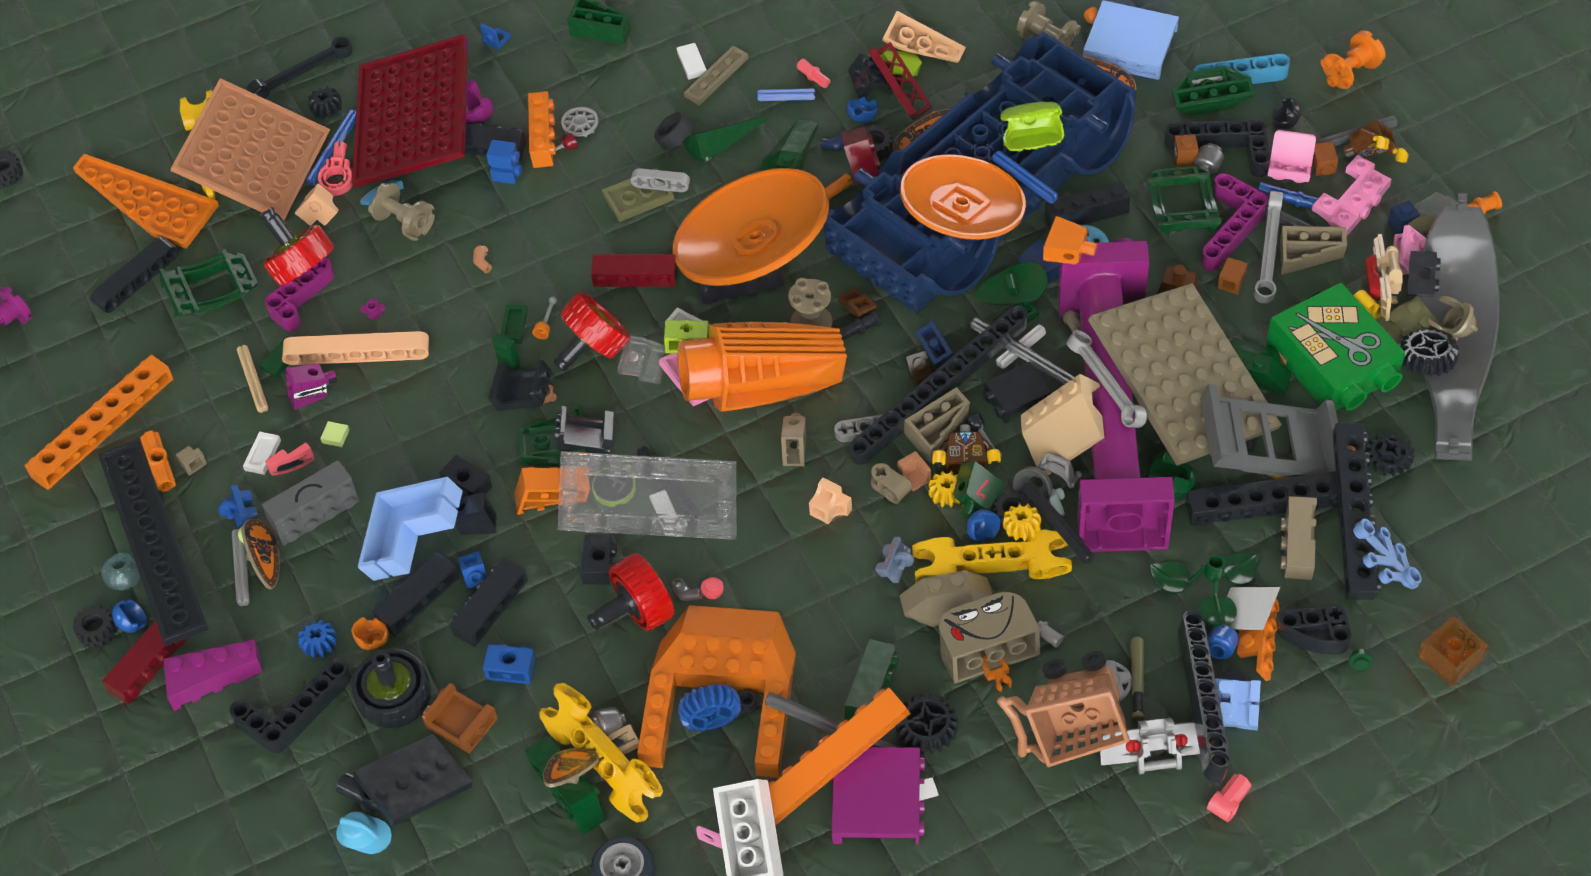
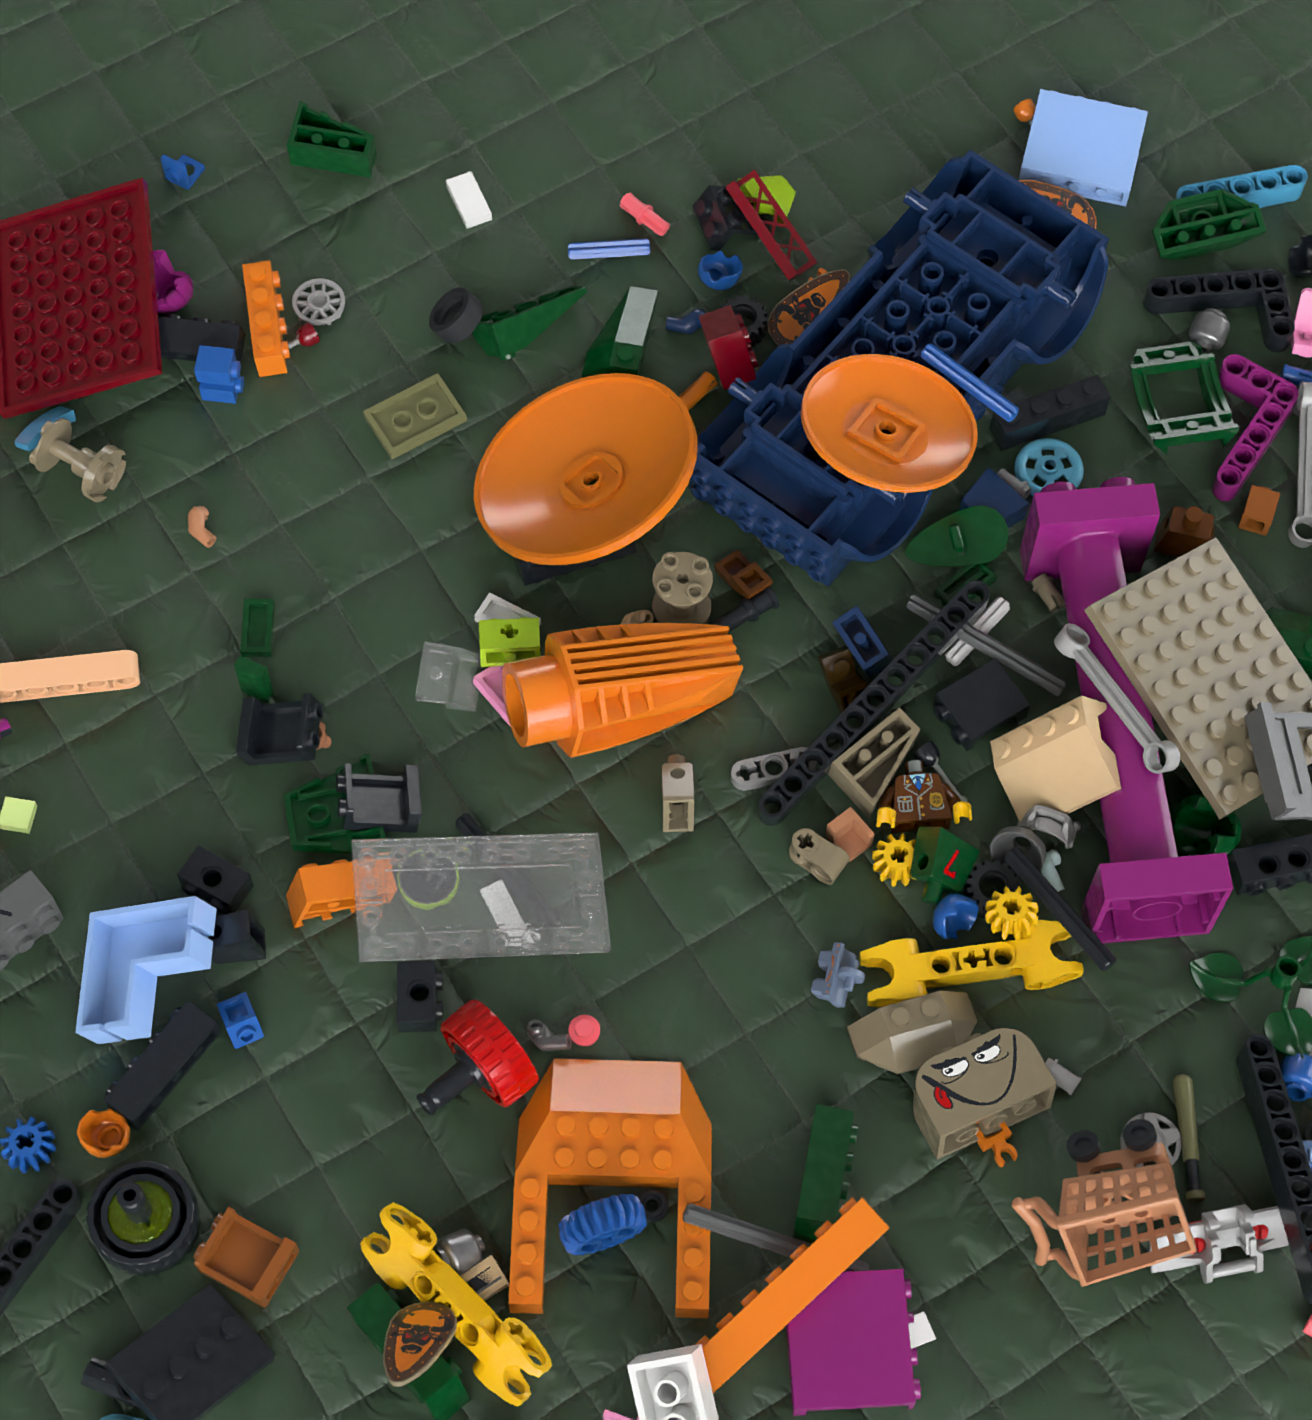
camera: 10 degrees left, 10 degrees up
(373, 313) = (54, 620): magenta plate -> none
(488, 602) = (268, 1072): black brick -> none
(518, 672) = (323, 1179): blue brick -> none
(544, 328) = (299, 635): orange hinge -> none
(593, 328) = (376, 638): red wheel -> none
(634, 270) = (422, 538): dark red brick -> none
(641, 179) = (446, 395): light grey beam -> none
(716, 75) = (505, 221): dark tan tile -> none
(829, 502) = (736, 889): light nougat brick -> none
(917, 38) = (787, 157): light nougat wedge -> none
(937, 714) = (919, 1221): black gear -> none
(1032, 126) = (975, 305): lime animal -> none
(1035, 22) = (959, 131): dark tan piece -> none
(1067, 242) = (1047, 493): orange torso -> none
(1185, 150) = (1176, 318): dark orange brick -> none

